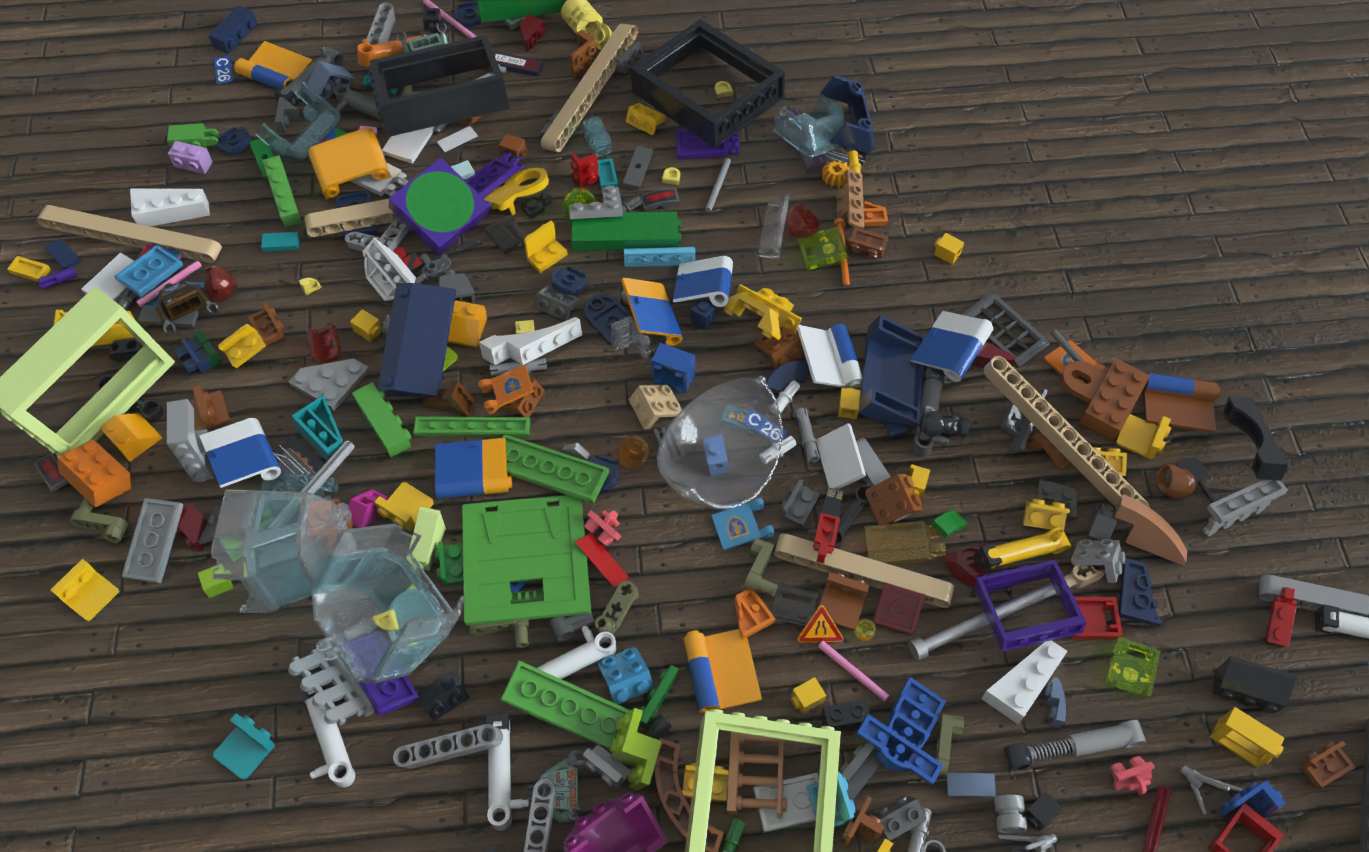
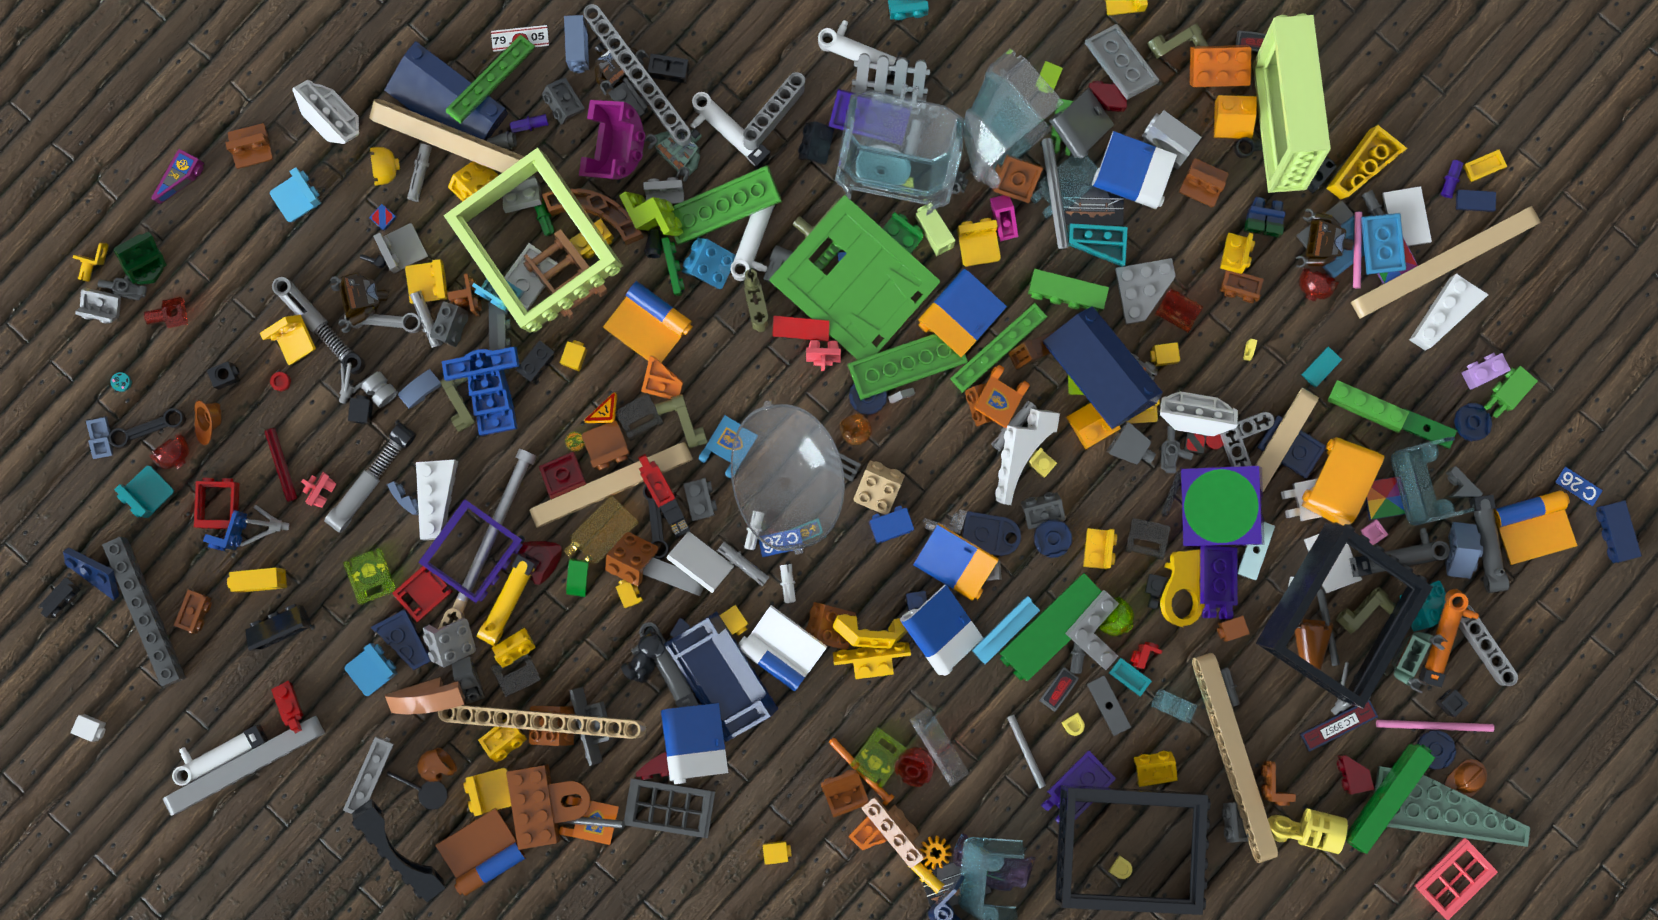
camera: 140 degrees right, 25 degrees up
(387, 621) = (897, 150): light yellow tile -> none
(716, 455) = (789, 477): medium blue torso -> none
(786, 373) = (804, 601): dark blue tile -> none
(853, 671) = (560, 403): bright pink bar -> none
(1183, 592) = (371, 669): none -> dark azure bracket

